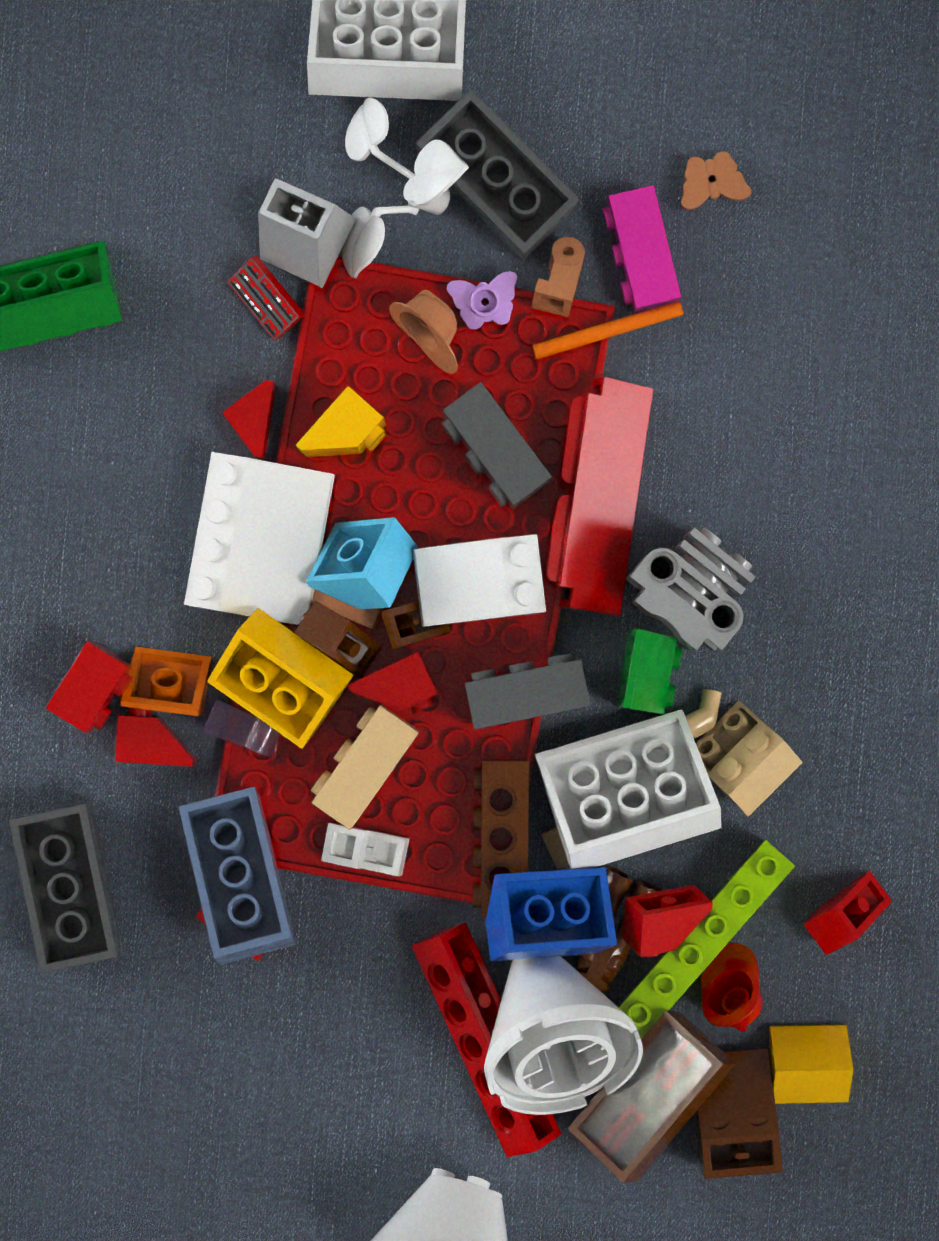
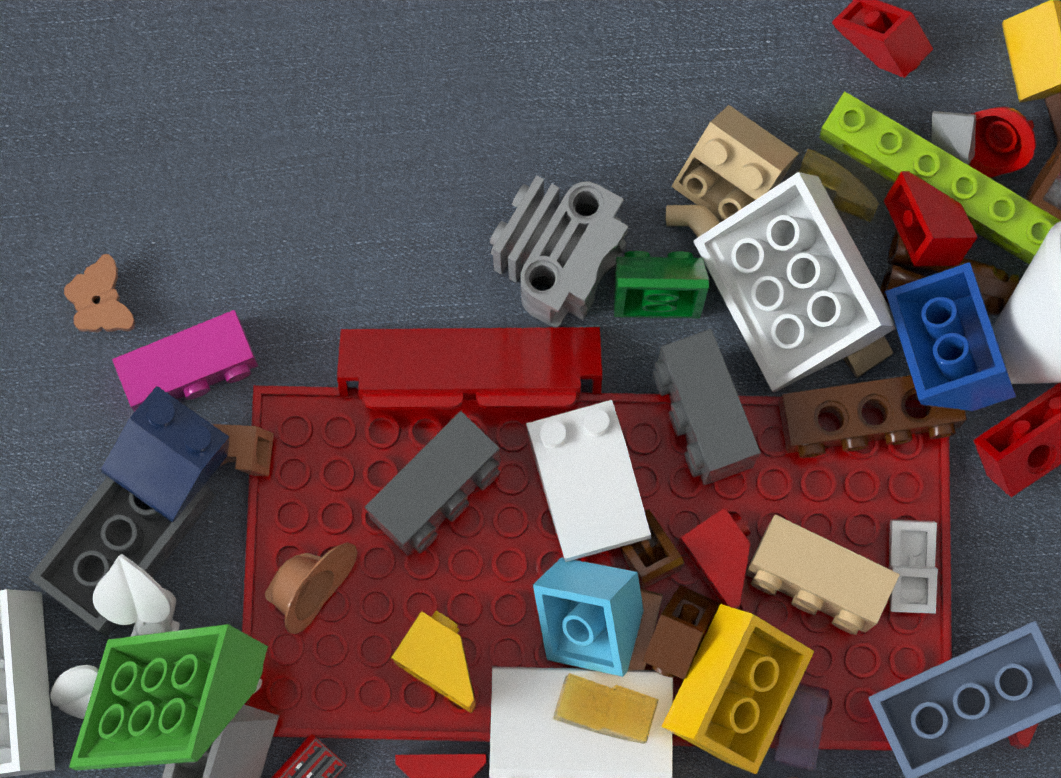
camera: 95 degrees left, 10 degrees down
(280, 563) = (605, 710): none -> clear yellow slope
(341, 190) = (166, 696): none -> bright green slope
(498, 293) = (267, 546): lavender animal -> none
(556, 218) = (166, 454): none -> dark blue slope
(608, 329) = (282, 387): orange bar -> none
(706, 856) = (851, 193): none -> clear yellow slope
(741, 957) = (955, 134): none -> light grey slope

